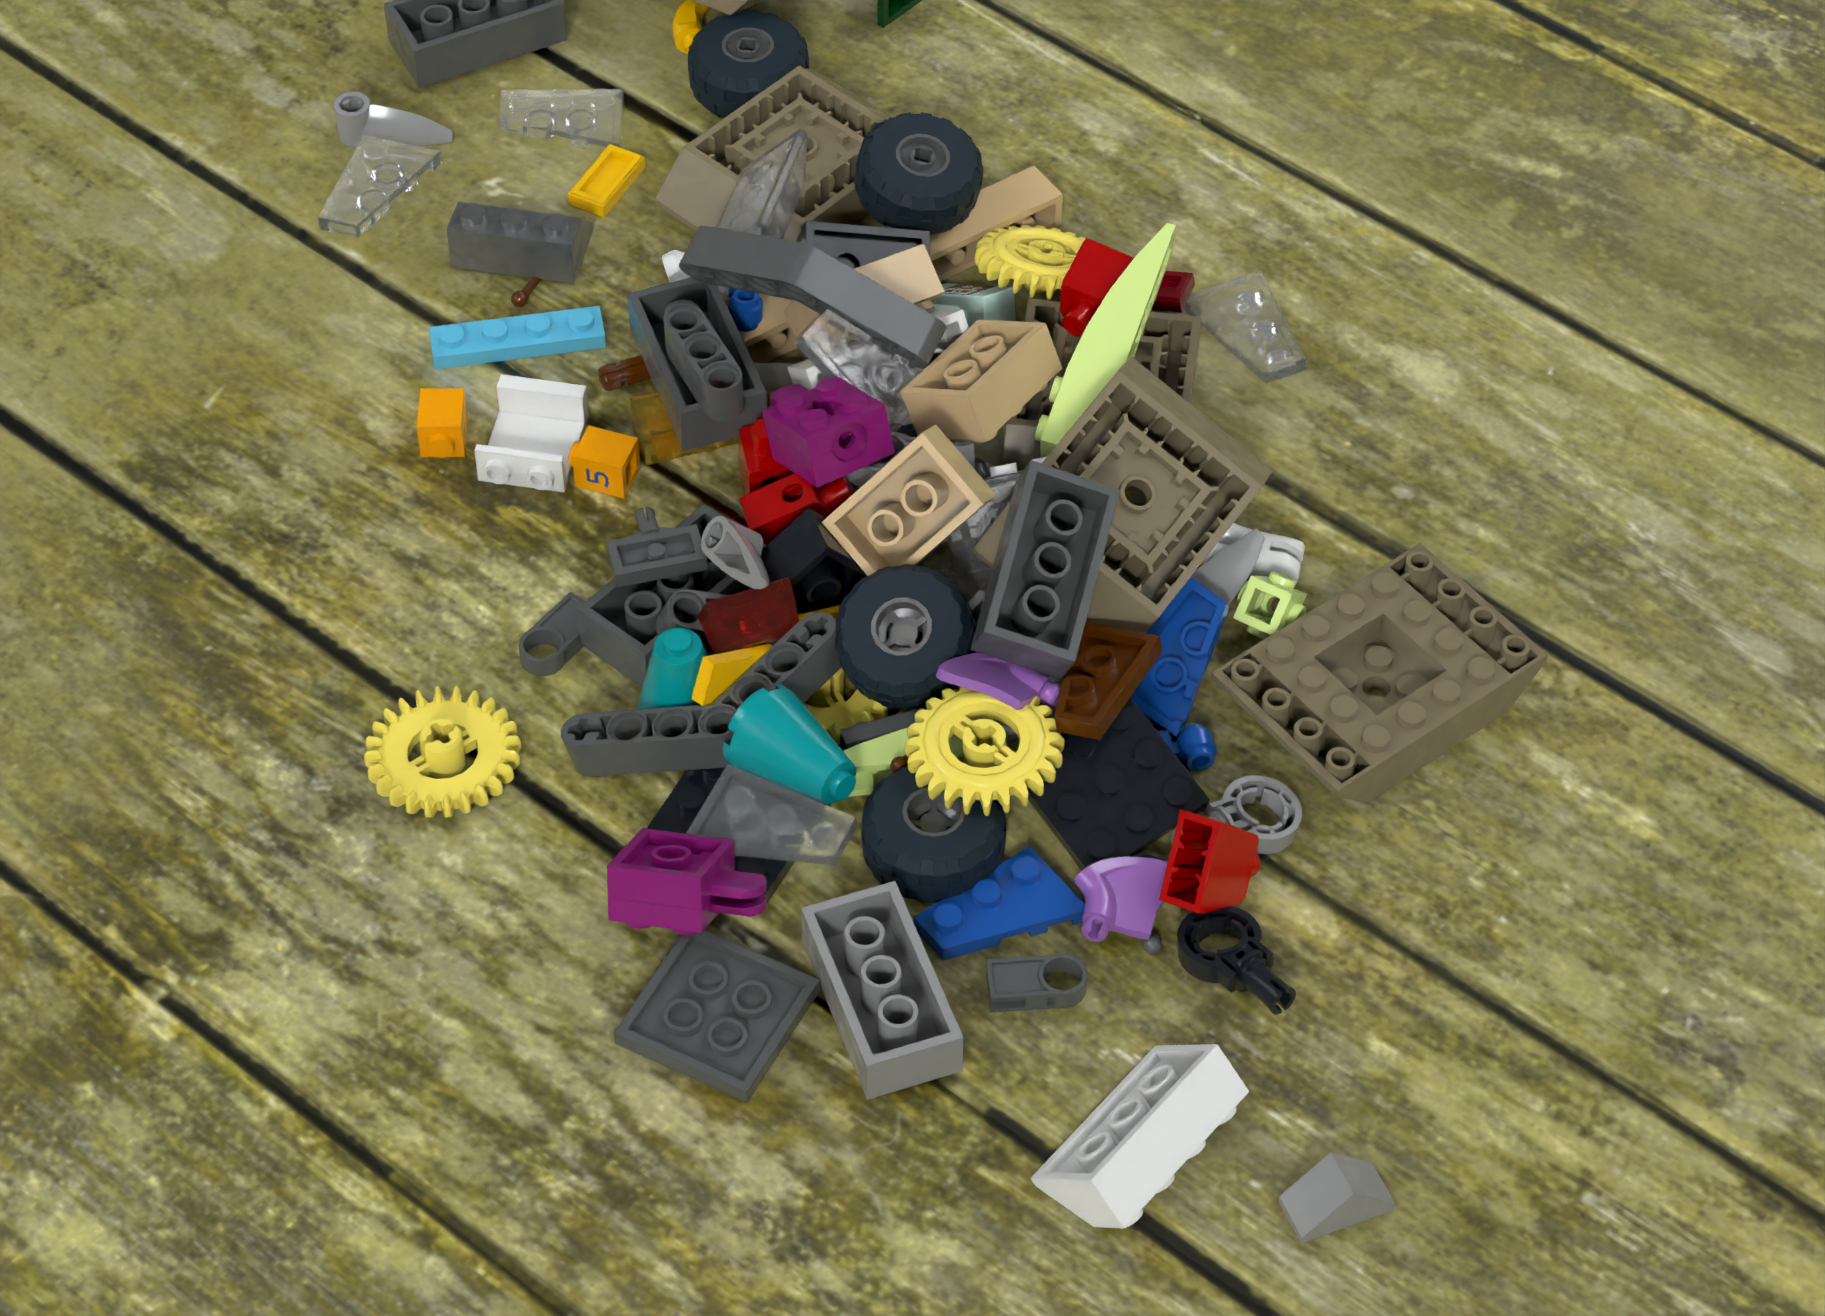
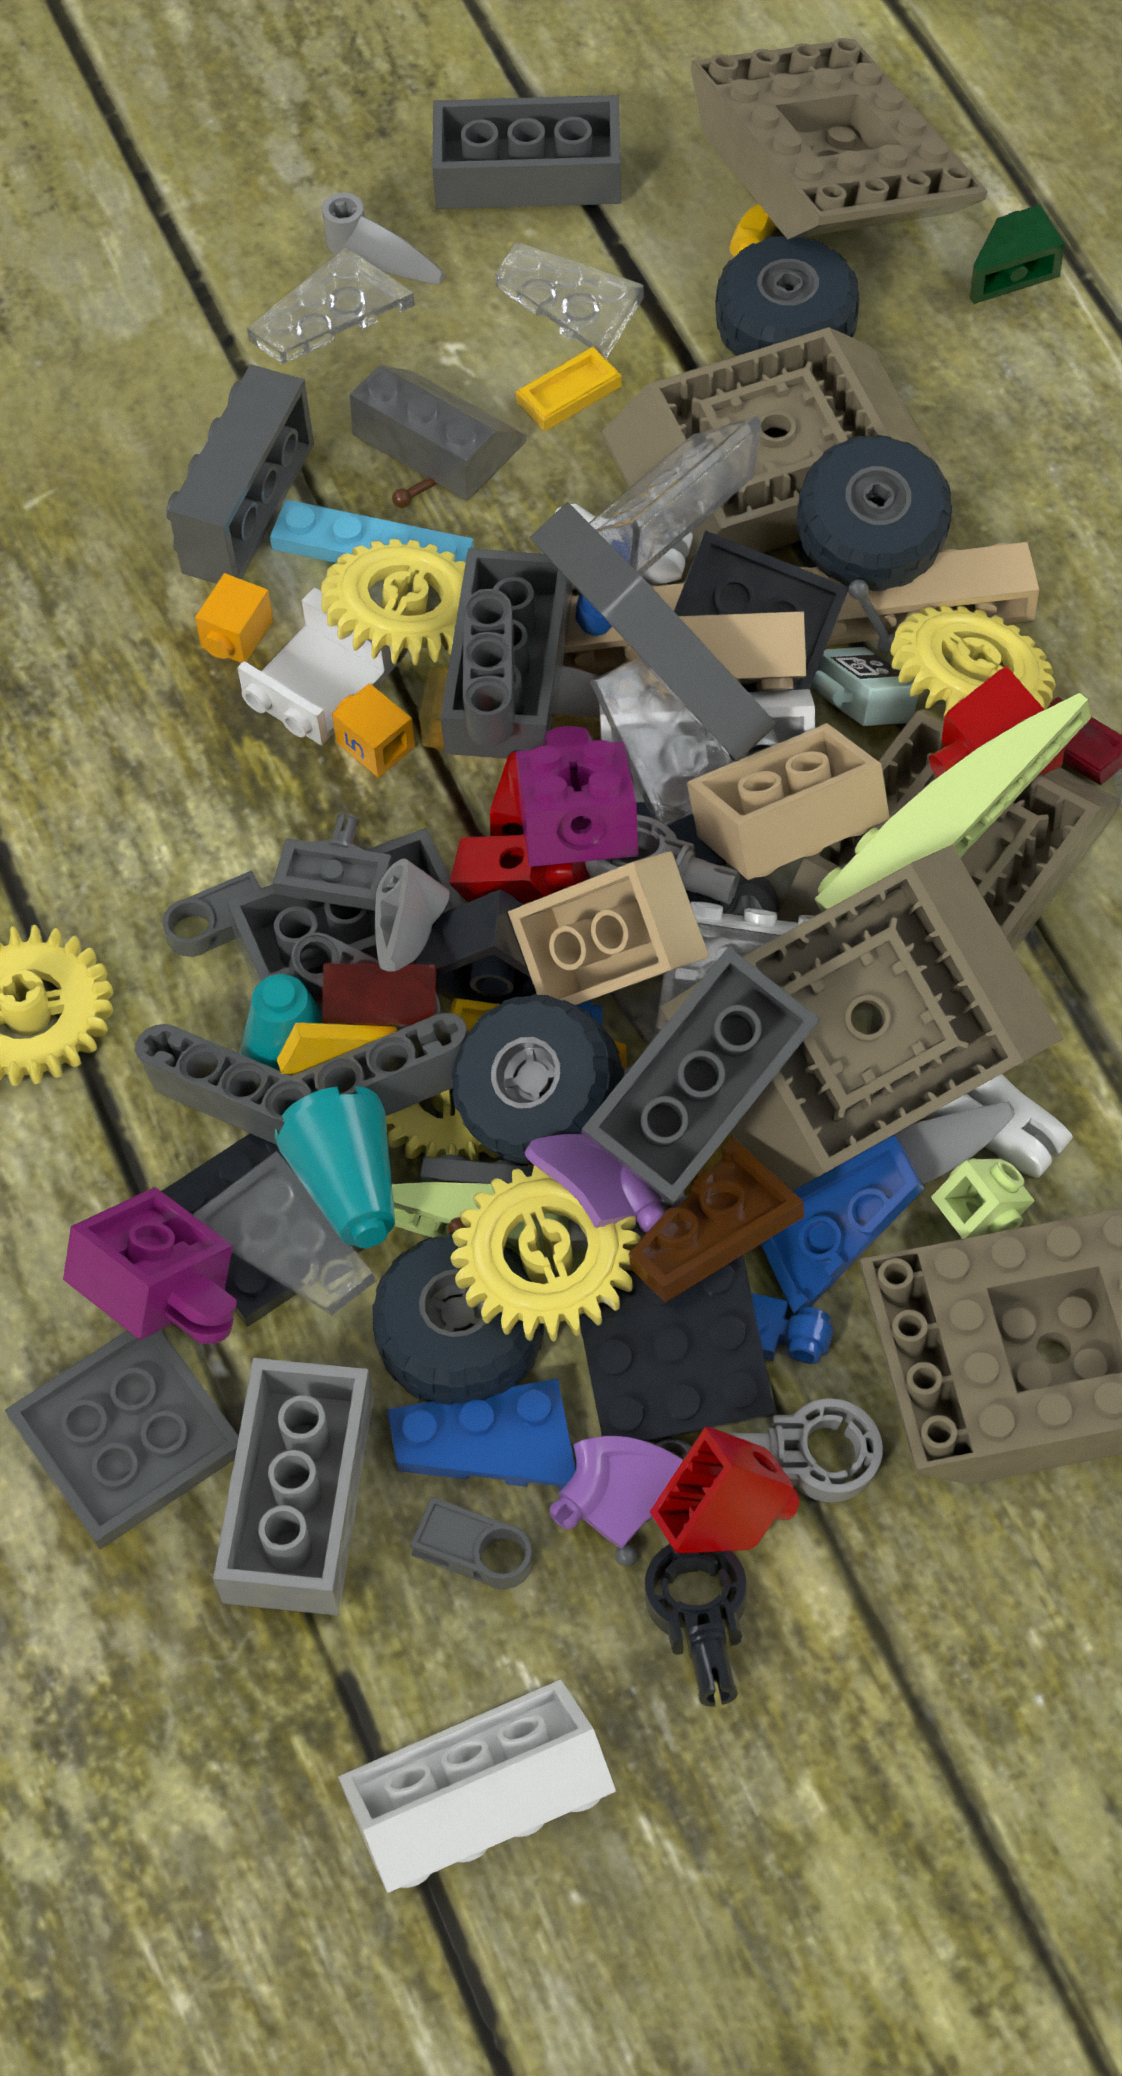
camera: 30 degrees right, 10 degrees up
(388, 316) = (241, 475): none -> dark grey brick
(536, 367) = (402, 615): none -> light yellow gear
(962, 272) = (858, 590): none -> dark grey hinge
(1335, 1196) = (648, 1961): light grey slope -> none

